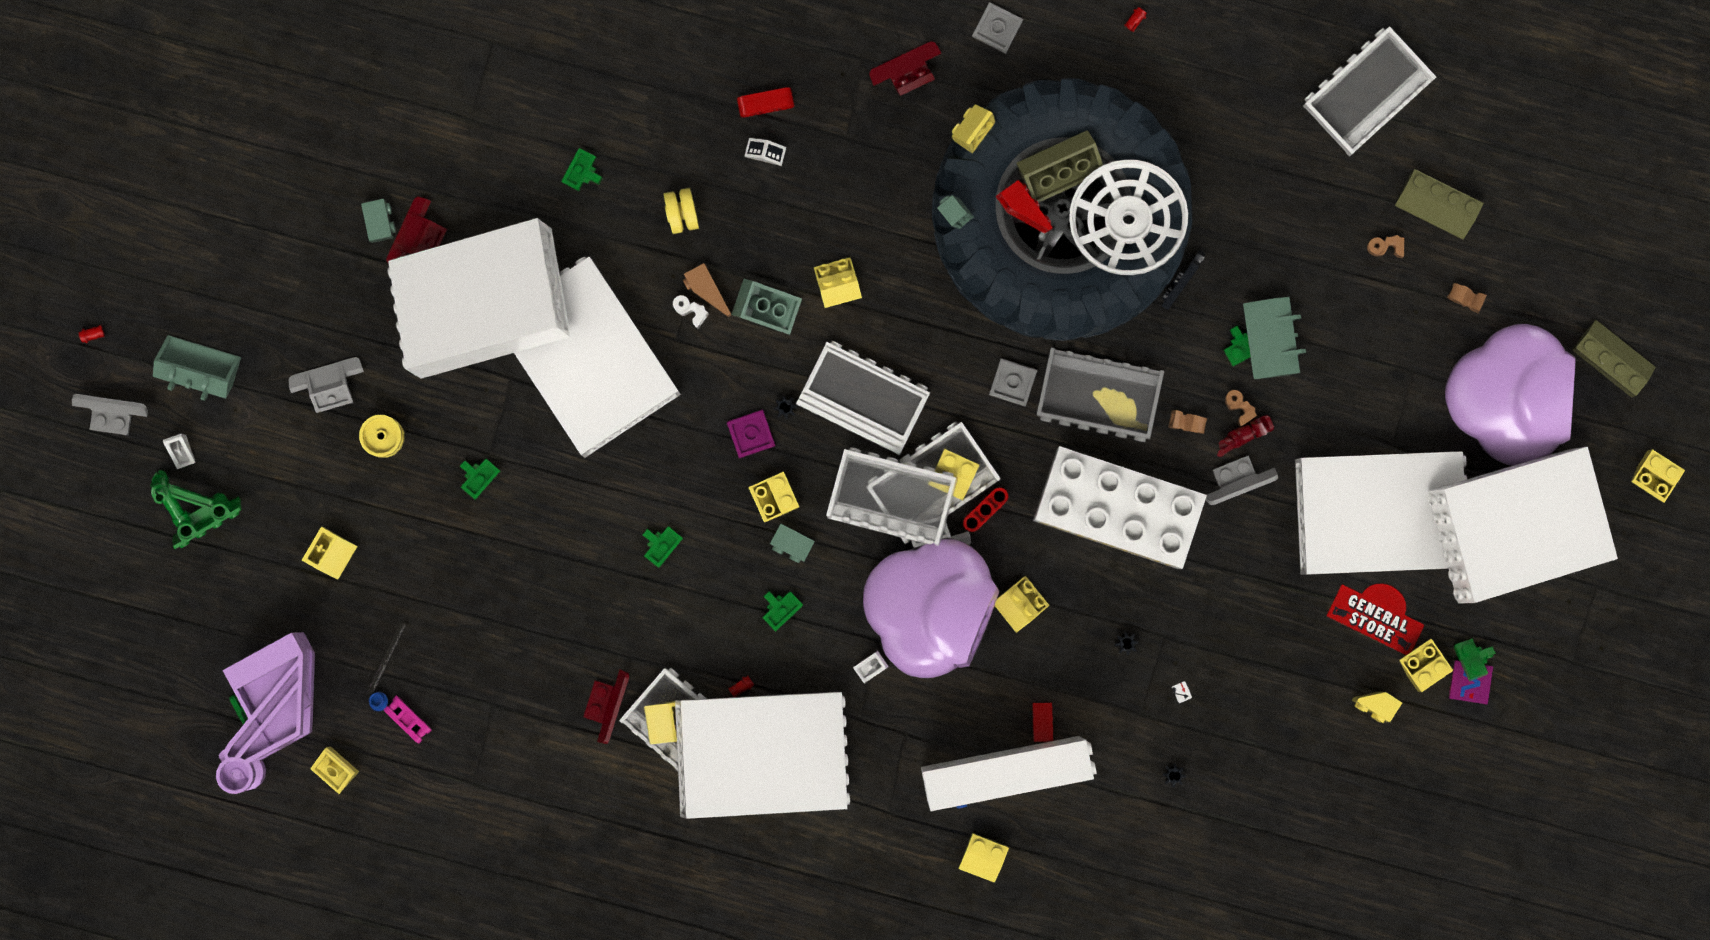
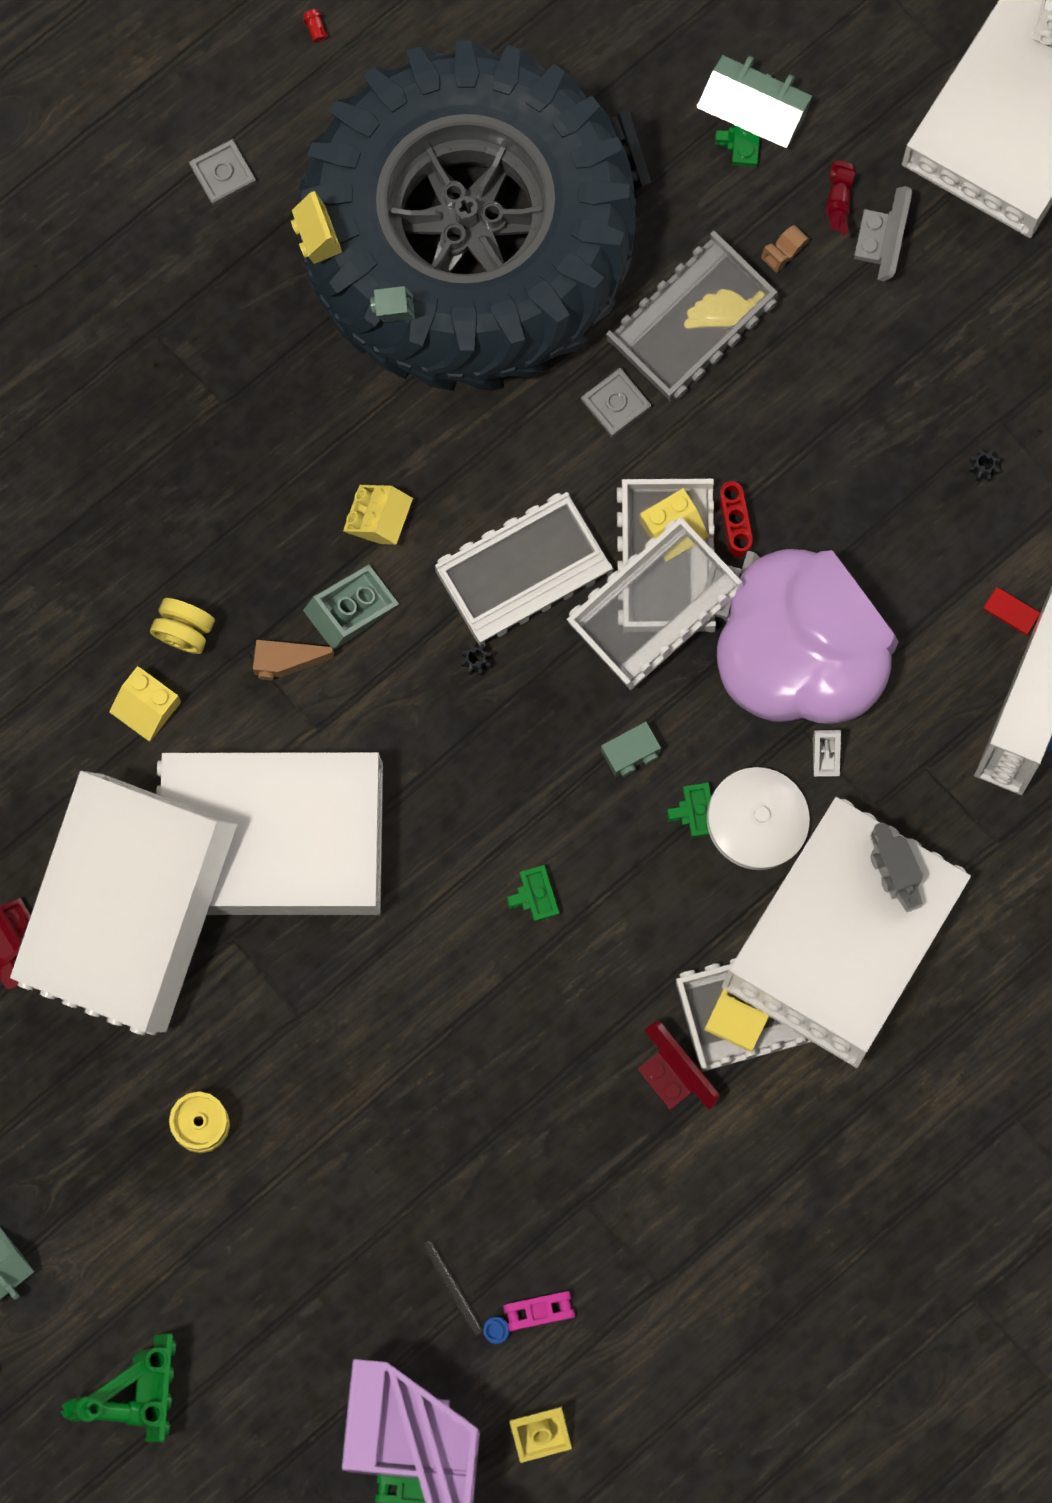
camera: 55 degrees left, 10 degrees down
(179, 450) = (56, 1366): white slope -> none
(327, 384) = (98, 1146): light grey plate -> none
(329, 553) = (290, 1271): light yellow slope -> none
(478, 477) = (320, 1046): green hinge -> none
(581, 171) = (61, 708): green hinge -> none
(618, 221) = (144, 704): none -> light yellow slope
(683, 307) = (288, 696): white leg -> none
(740, 687) = (753, 910): red pin -> none
(750, 434) = (479, 717): magenta tile -> none
(765, 102) = (128, 462): red beam -> none
(765, 151) = (180, 498): slope -> none
(774, 497) = (567, 733): light yellow slope -> none
(801, 651) = (758, 818): none -> white dish
(819, 760) = (897, 867): none -> dark grey hinge
(907, 70) = (200, 293): dark red plate -> none
(1020, 205) = (438, 235): red slope -> none
(1021, 604) = (866, 548): light yellow slope -> none
(1060, 166) = (422, 170): olive slope -> none
(1119, 508) = (831, 373): white brick -> none
(1126, 206) = (525, 119): white dish -> none
(1234, 401) = (795, 185): medium nougat leg -> none

